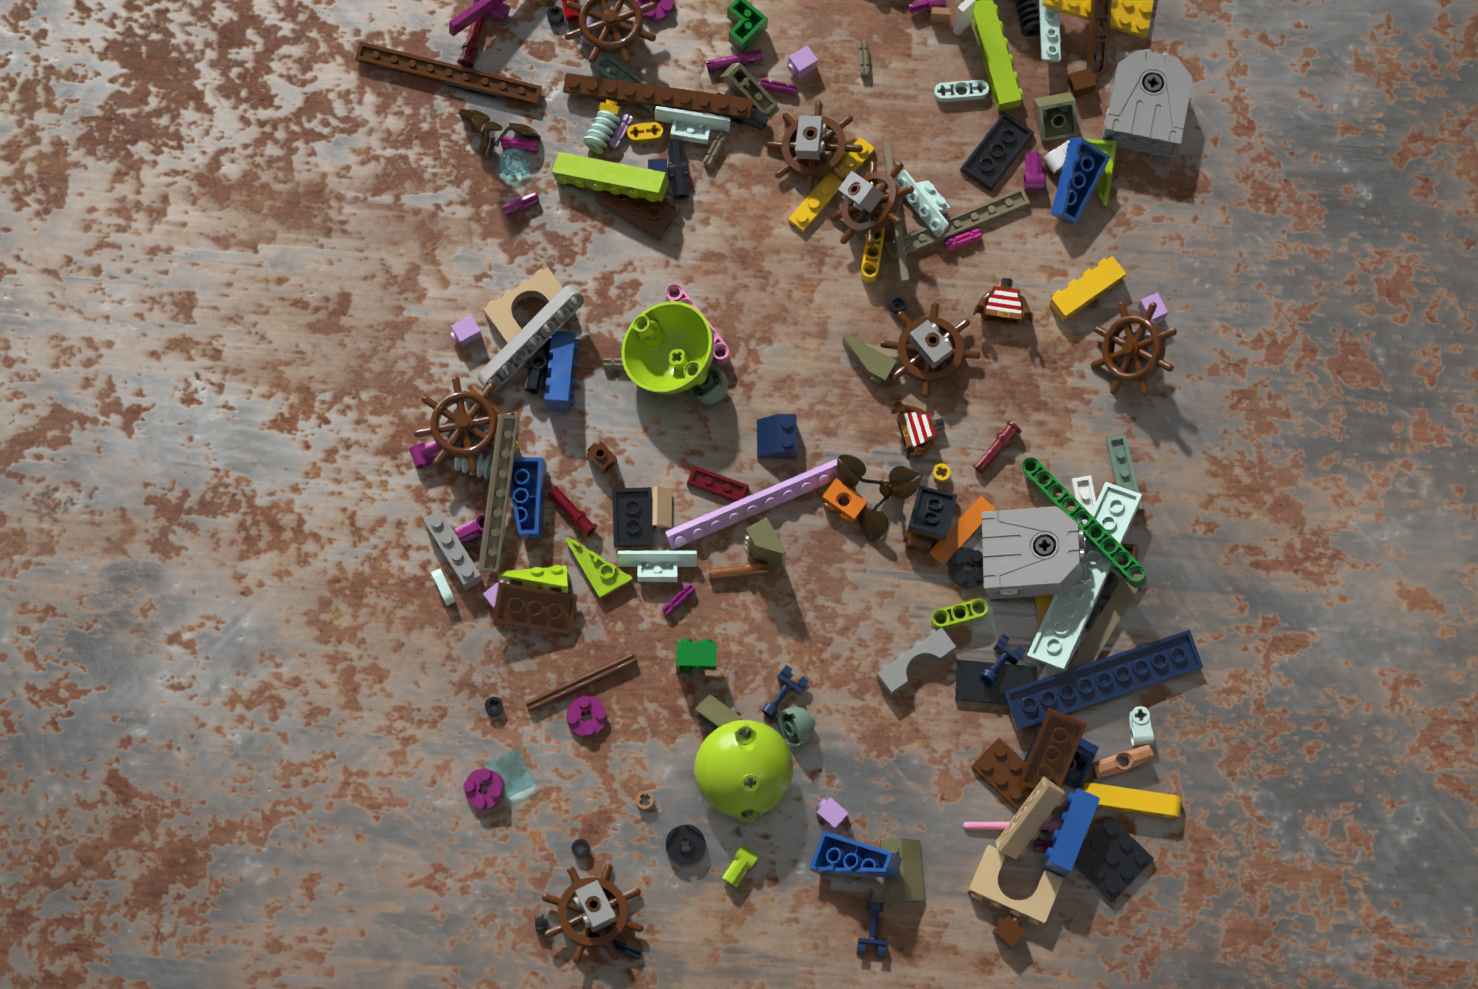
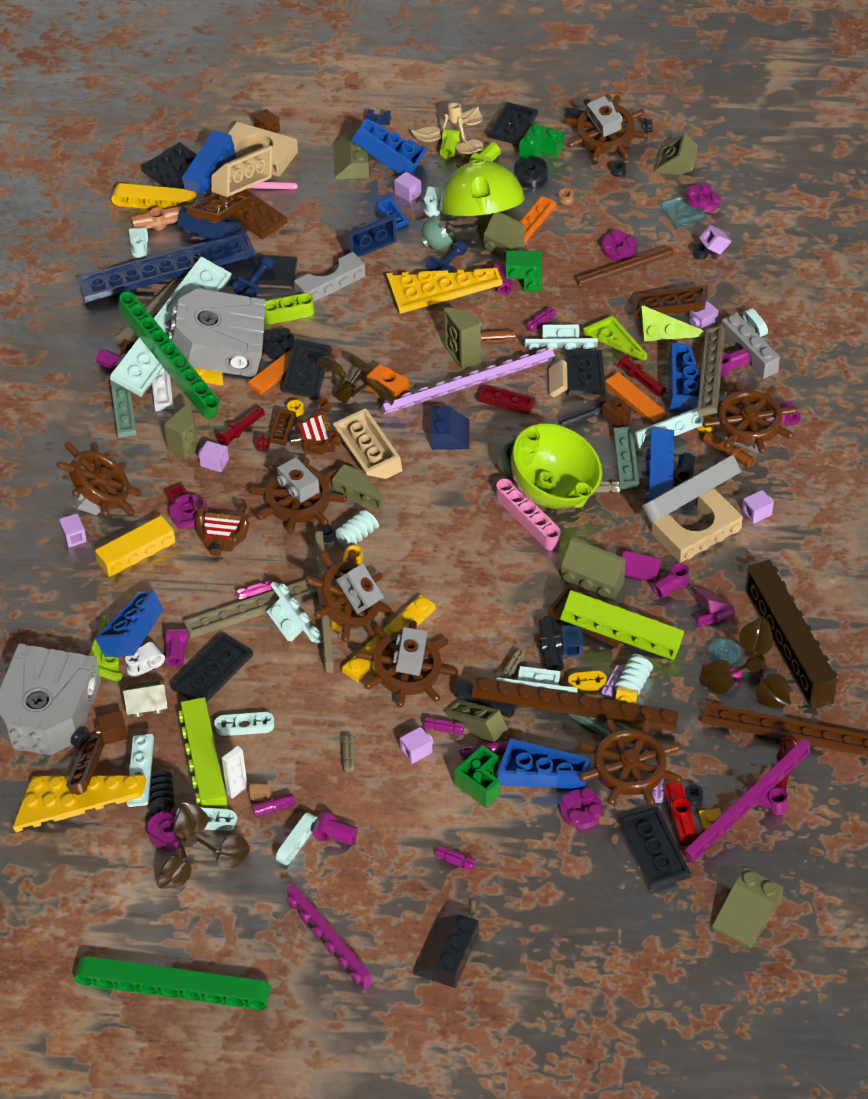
camera: 175 degrees left, 25 degrees down
(450, 169) = (791, 635): none -> dark brown brick
(476, 711) = (715, 239): none -> lavender brick
(510, 861) = (677, 156): none -> olive slope
(523, 215) = (709, 600): none -> magenta slope
(551, 432) = (679, 423): none -> light aqua bracket
(559, 239) = (676, 579): none -> magenta piece
(580, 483) = (636, 399): none -> orange tile
(588, 262) = (641, 566): none -> magenta slope
(594, 399) = (626, 457): none -> sand green plate
(634, 248) = (593, 569): none -> olive slope
(636, 461) = (581, 415): none -> black axle
(673, 893) = (541, 140): none -> green brick
(684, 762) = (537, 215): none -> orange tile
(690, 33) = (541, 766): none -> blue wedge
(706, 929) = (512, 123): none -> black plate
(723, 667) = (507, 285): none -> magenta piece
(760, 943) = (455, 116): none -> tan plant
(782, 897) = (450, 139): none -> lime piece
(799, 794) = (432, 201): none -> light aqua piece
(803, 642) = (439, 286): none -> yellow wing
(861, 784) = (388, 203): none -> blue slope
(862, 407) = (369, 445): none -> tan slope
(867, 304) = (356, 528): none -> light aqua piece
(875, 725) = (370, 237): none -> dark blue slope
(950, 458) = (282, 415): none -> reddish brown slope
(971, 421) = (263, 443): none -> dark red bush
(1021, 403) = (213, 456): none -> lavender brick
(1045, 326) = (179, 514): none -> magenta plate
(1053, 359) = (175, 492): none -> dark red tile
(1055, 422) = (181, 433): none -> olive slope
(1108, 72) = (79, 738): none -> black bush
(1143, 538) = (109, 359): none -> magenta piece

